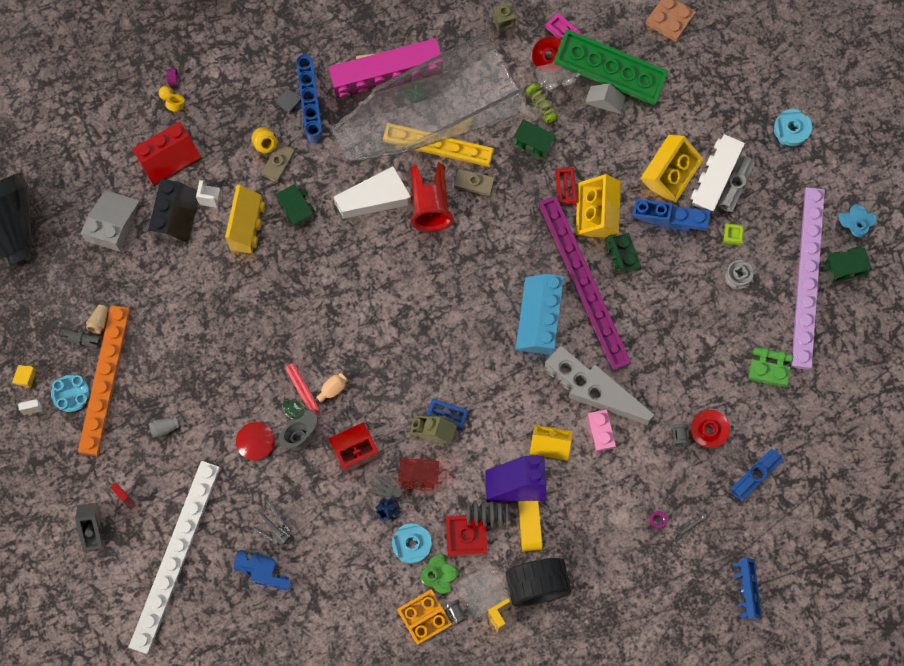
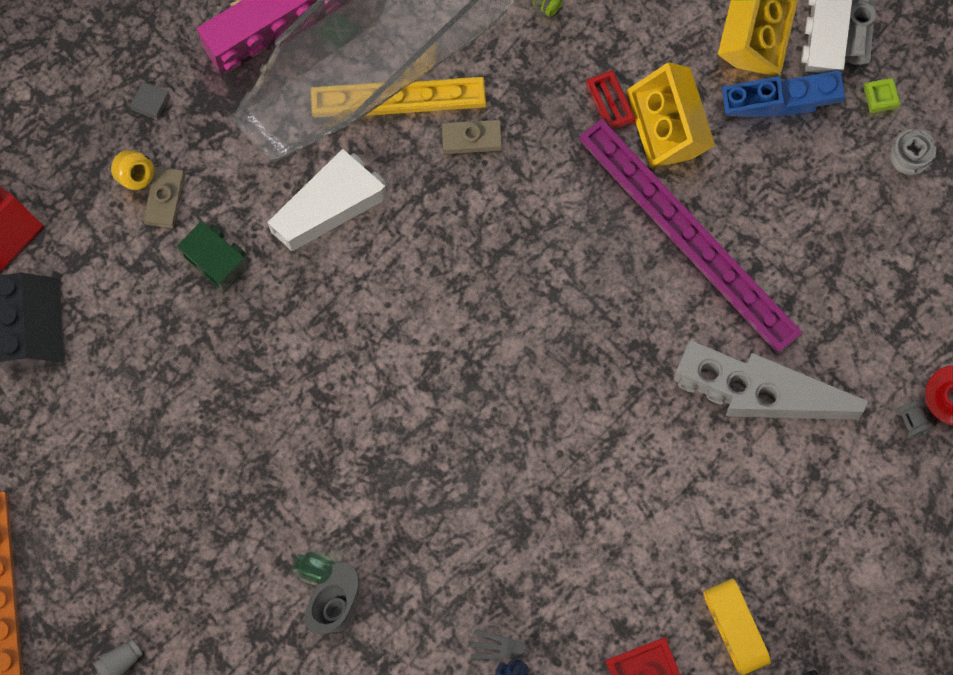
camera: 15 degrees left, 0 degrees up
(208, 195) = (72, 279): white panel -> none
(244, 220) = (142, 300): yellow slope -> none
(255, 441) = (269, 637): red dish -> none
(302, 388) = (316, 531): coral axle -> none
(306, 91) = (177, 75): blue beam -> none
(332, 387) = (362, 514): light nougat plant -> none
(354, 447) = (427, 597): red slope -> none
(419, 473) = (541, 606): clear red brick -> none
(430, 202) = (417, 185): red piece -> none
(433, 429) = (539, 530): olive slope -> none
(451, 407) = (551, 511): blue tile -> none
(486, 514) = (669, 636): dark grey piece -> none
(517, 480) = (697, 568): dark purple slope -> none
(533, 140) = (539, 46): dark green brick -> none
(539, 314) = (640, 302): dark azure slope -> none
(551, 442) = (725, 492): yellow panel -> none
(601, 430) = (793, 450): bright pink plate -> none
(623, 253) = (730, 173): dark green bracket -> none
(658, 514) = (929, 570): magenta axle -> none

